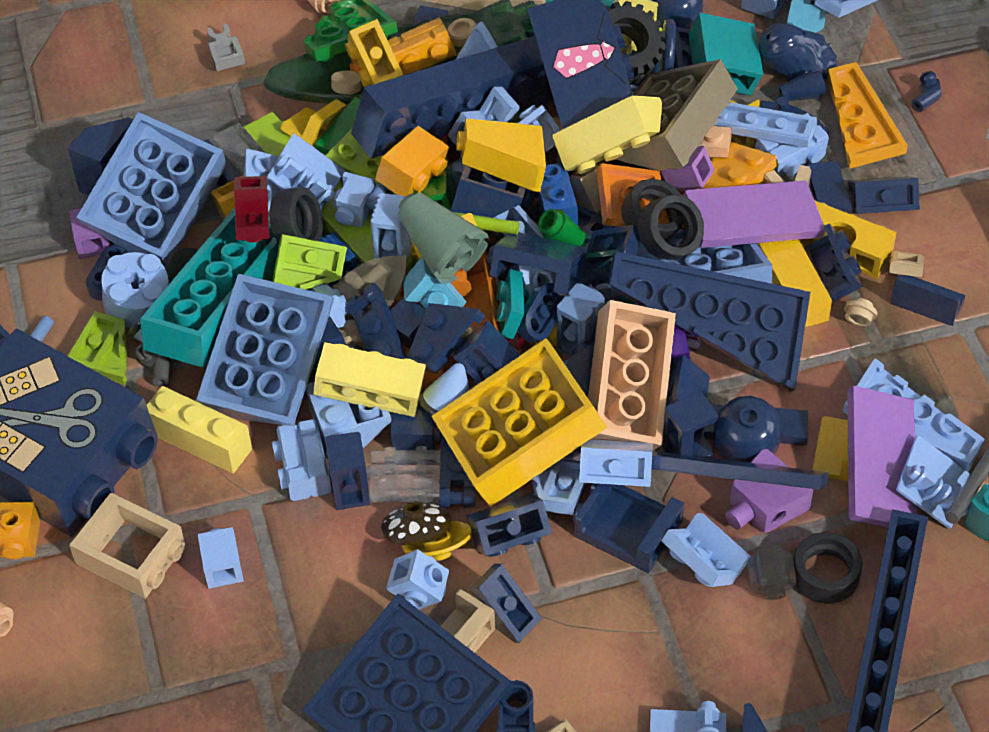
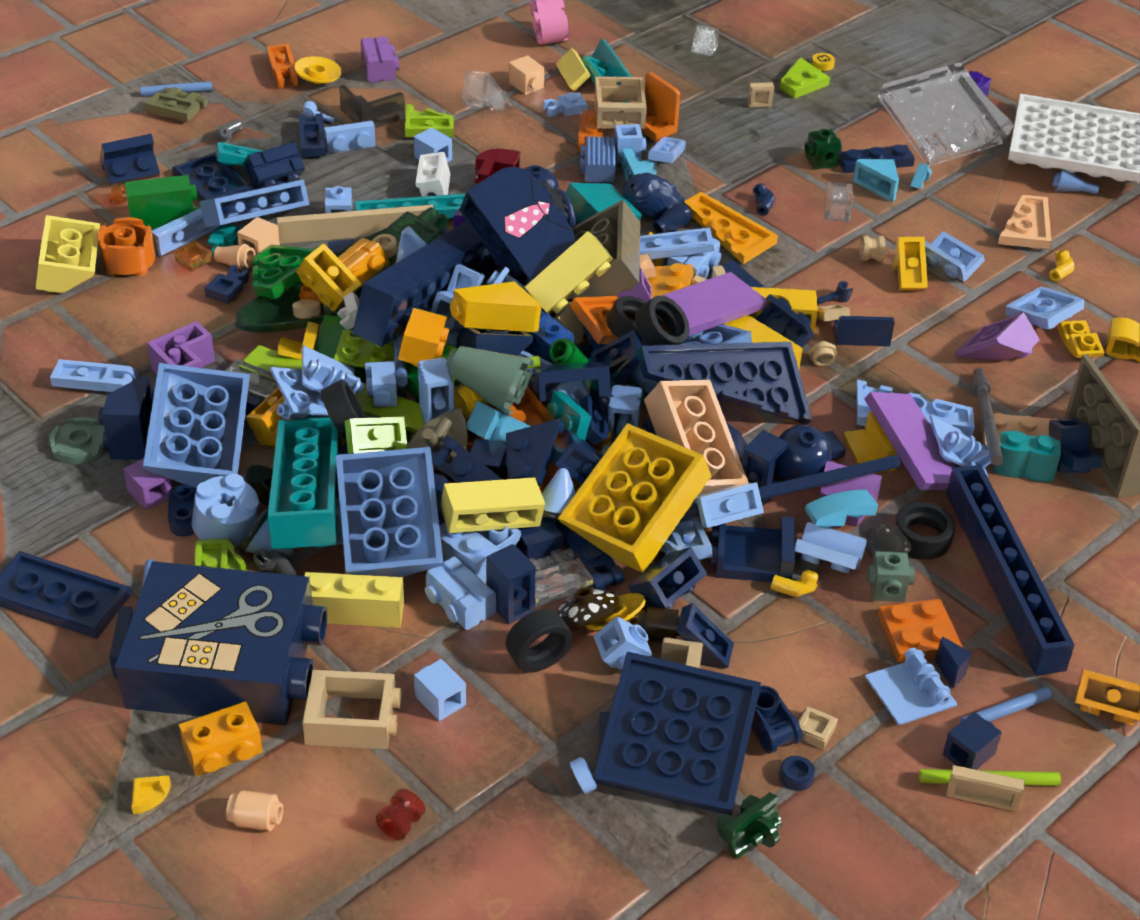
camera: 30 degrees left, 10 degrees down
(52, 164) = (78, 441): none -> sand green tile
(104, 674) = (403, 811): none -> clear red wheel
(108, 94) = (91, 375): none -> light blue plate
(197, 97) = (184, 347): none -> medium lavender brick
(225, 49) = (176, 315): light grey plate -> none
(251, 208) = (305, 409): dark red brick -> none
(290, 29) = (227, 287): none -> dark blue plate
(293, 701) = (583, 775): none -> light blue tile
(337, 529) = (529, 630): none -> black tyre
(469, 565) = (659, 622): none -> dark brown brick
(647, 582) = (798, 587): none -> yellow arm
(725, 509) = (834, 508): none -> medium azure slope
(744, 676) = (917, 626): none -> orange plate
(748, 608) = (890, 576): none -> sand green brick
(885, 194) = (784, 271): dark blue panel -> none
(937, 243) = (841, 294): none -> dark blue hand

